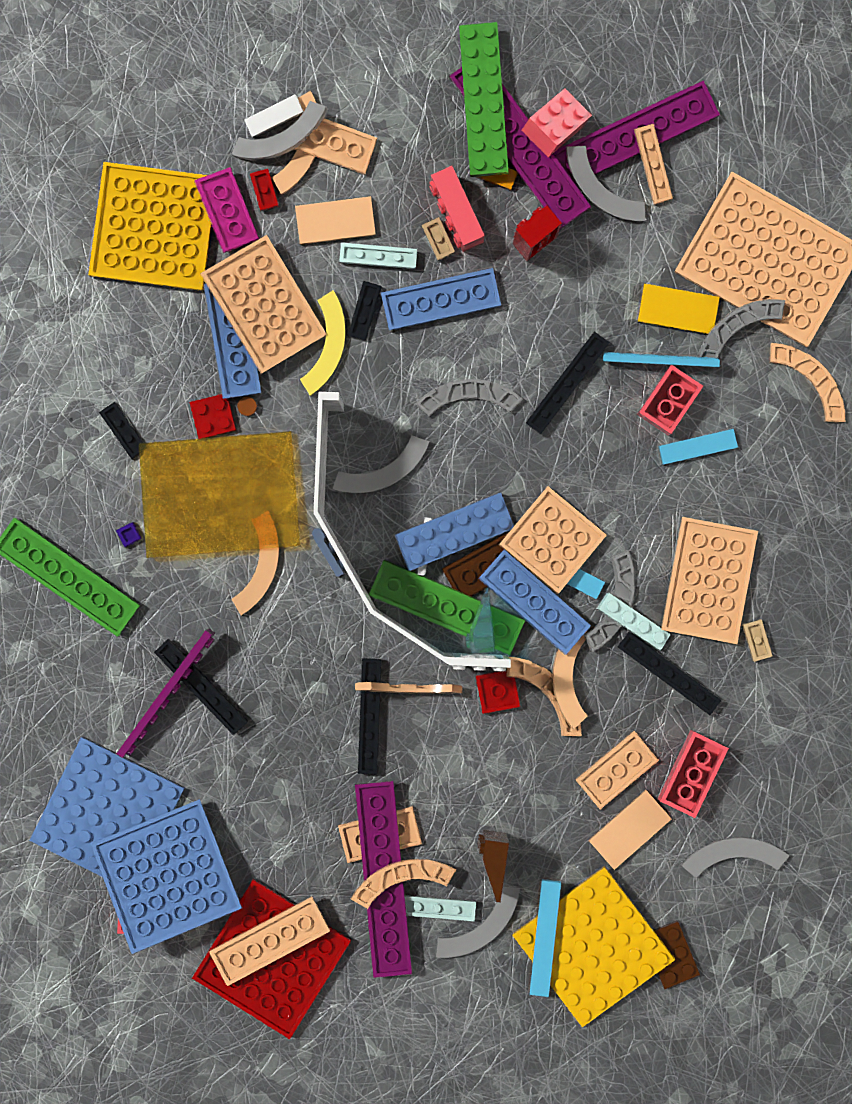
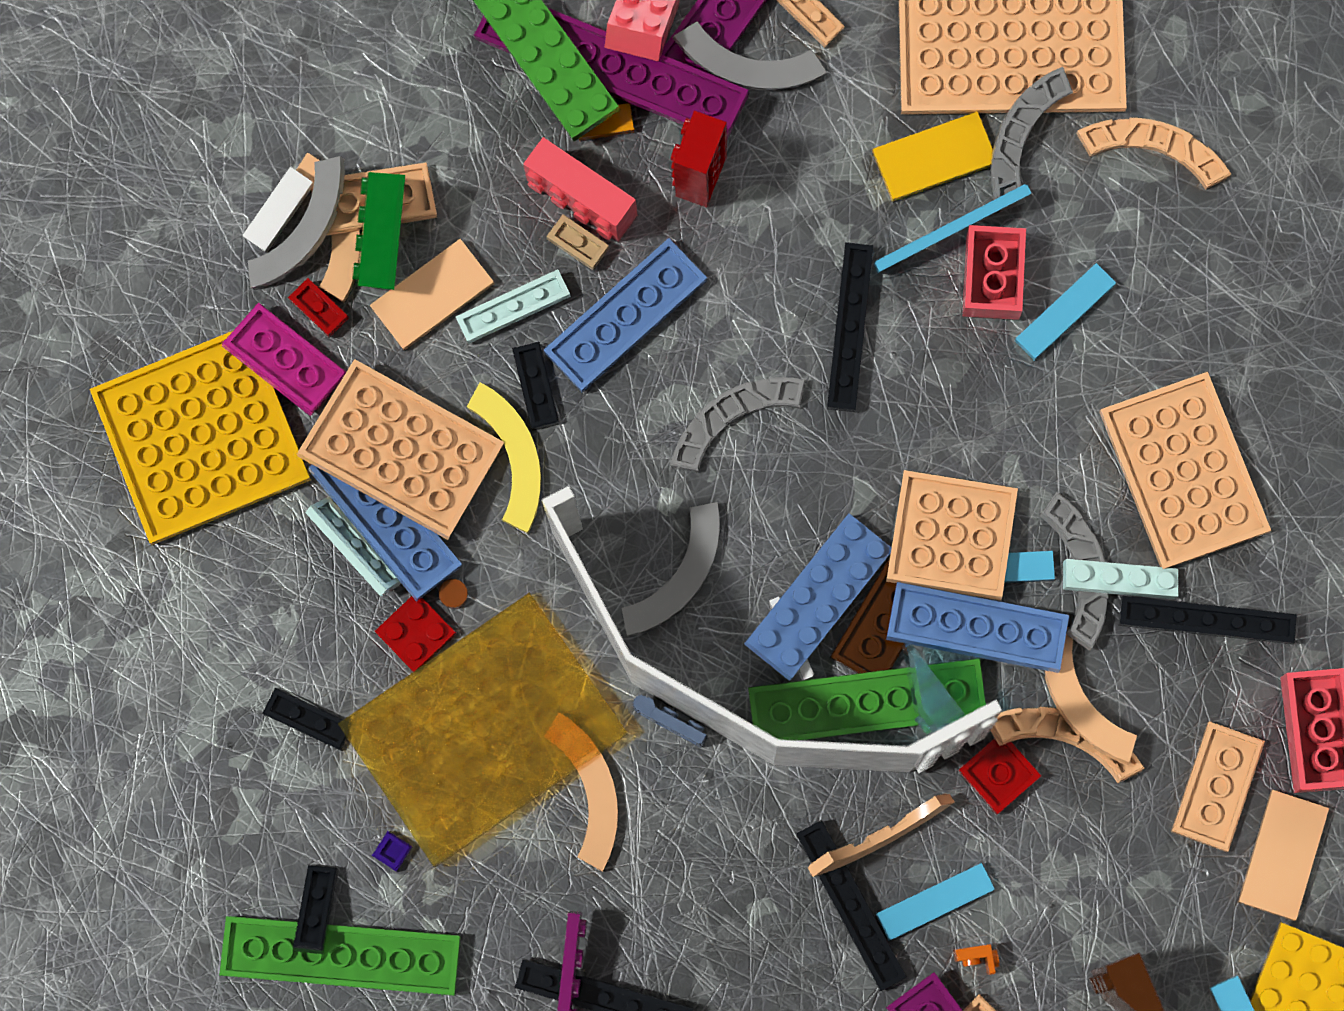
camera: 20 degrees left, 10 degrees down
(66, 543) = (315, 909): none -> black tile
(204, 344) = (352, 545): none -> light aqua plate
(324, 166) = (380, 230): none -> green slope
(418, 741) = (935, 901): none -> medium azure tile
(422, 783) = (972, 956): none -> orange bracket
(757, 640) = (1293, 511): tan plate -> none

